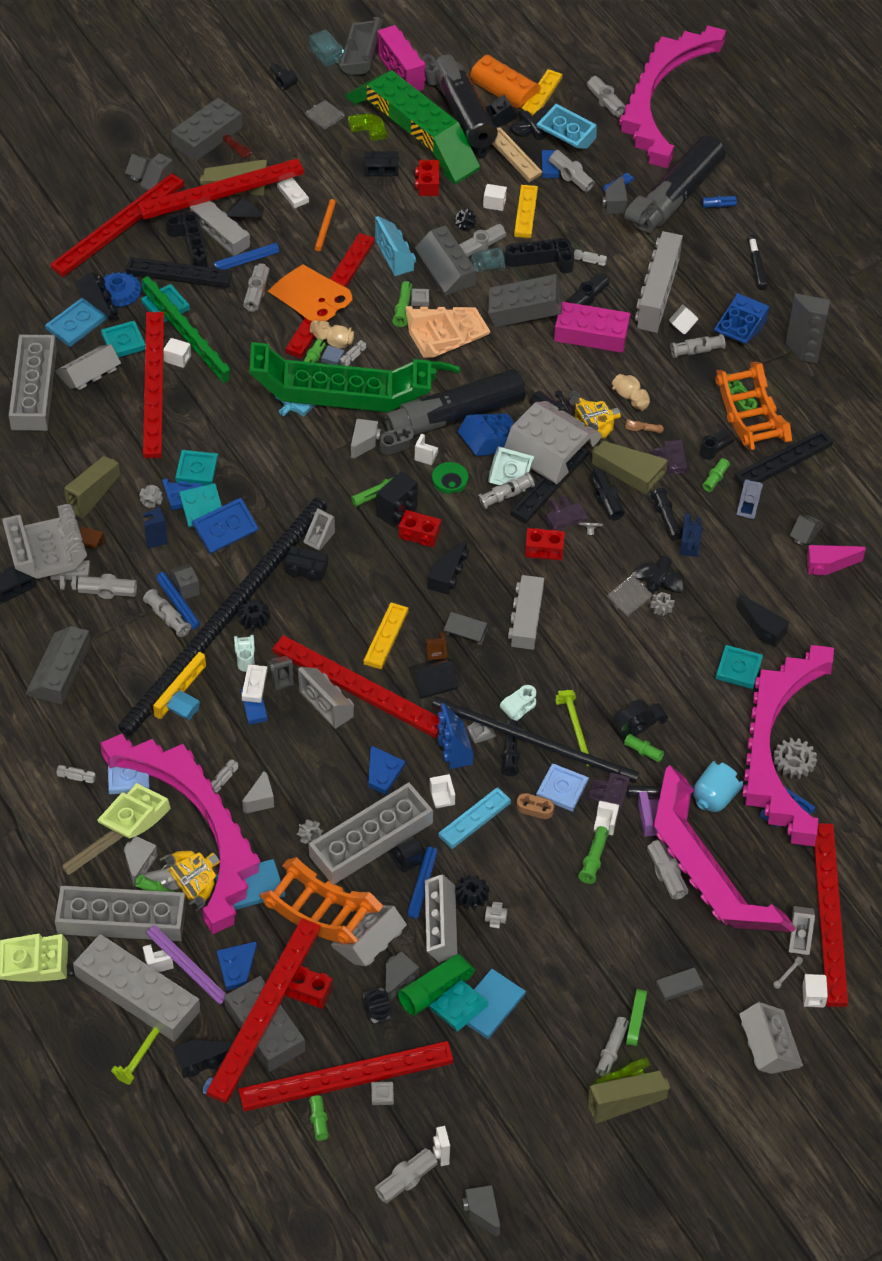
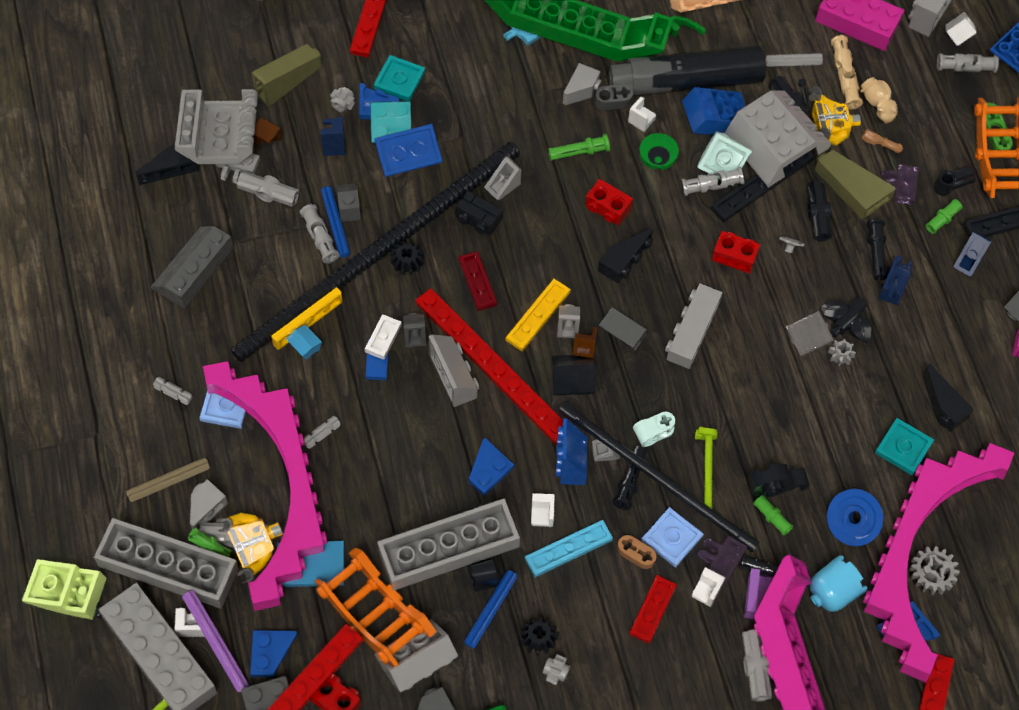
camera: 15 degrees right, 10 degrees up
(135, 811) = (215, 452): yellowish green slope -> none
(245, 652) = (386, 295): light aqua piece -> none
(260, 796) = (351, 465): light grey slope -> none
(309, 831) = (389, 521): light grey gear -> none
(322, 620) = (477, 281): none -> dark red tile
(396, 498) = (593, 163): black brick -> none
(416, 633) = (568, 321): none -> light grey slope
(440, 918) = (495, 659): light grey brick -> none
(546, 376) = (794, 59): none -> light grey axle
(563, 848) = (652, 609): none -> red tile
(565, 517) = (768, 225): clear purple hinge -> none
(592, 861) = (678, 634): bright green pin -> none
(594, 375) = (843, 61): none -> tan piece
(702, 727) = (841, 517): none -> blue gear

